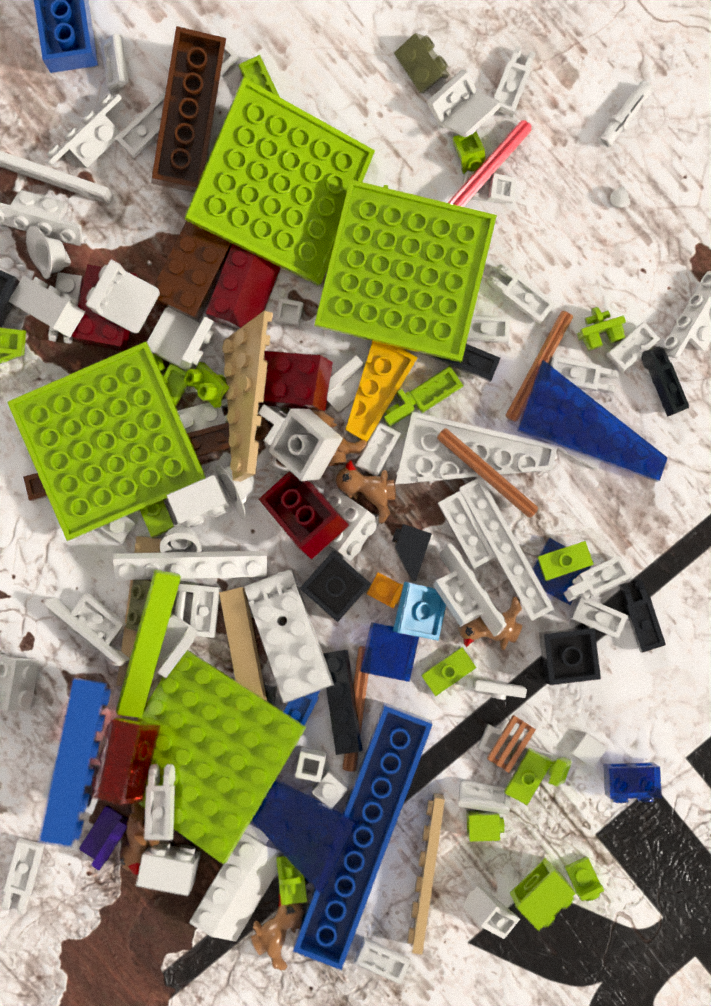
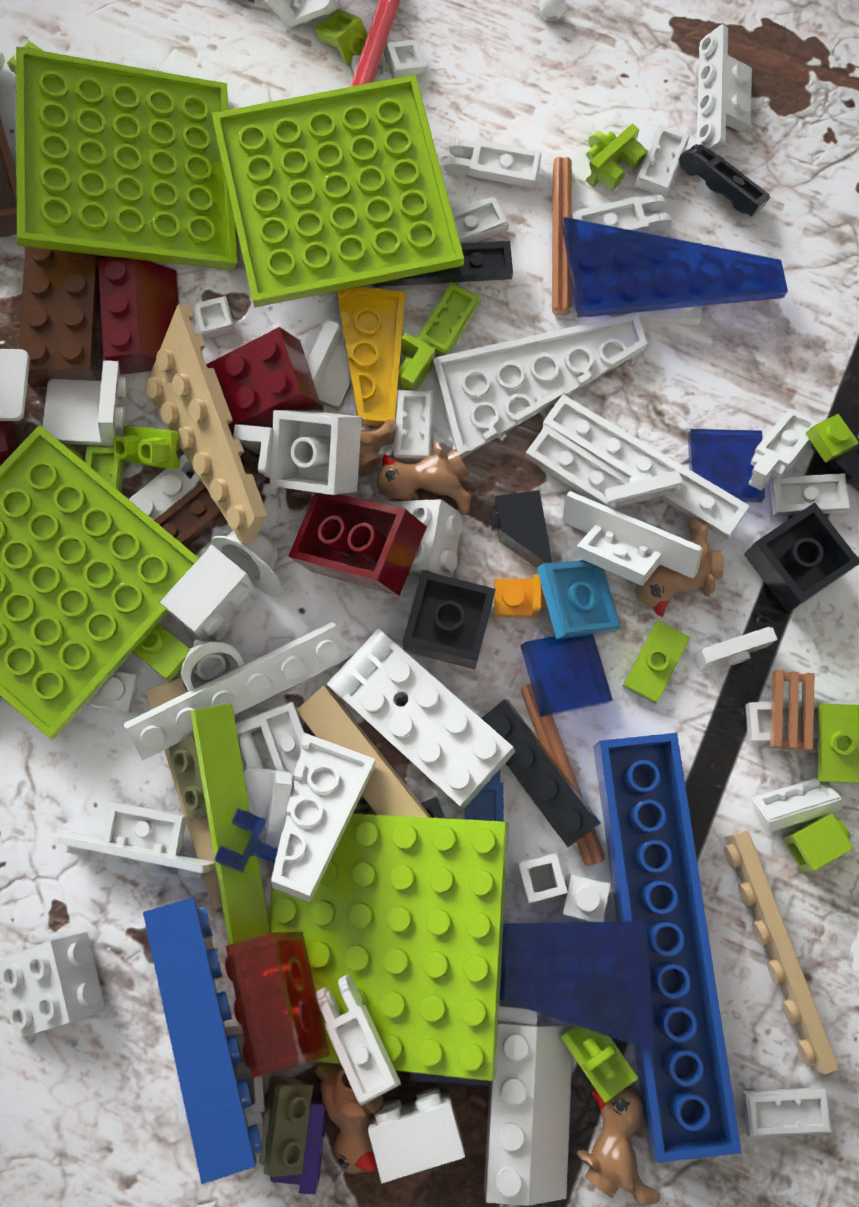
camera: 25 degrees left, 10 degrees down
(99, 827) = (285, 1126): none -> olive bracket
(180, 696) = (256, 825): none -> clear blue bar
(205, 660) = (319, 809): none -> white wing
(487, 472) = (569, 383): nougat axle -> none
(493, 565) = (643, 488): none -> white plate
(565, 560) = (726, 444): lime plate -> none
(631, 591) = (831, 438): none -> lime plate

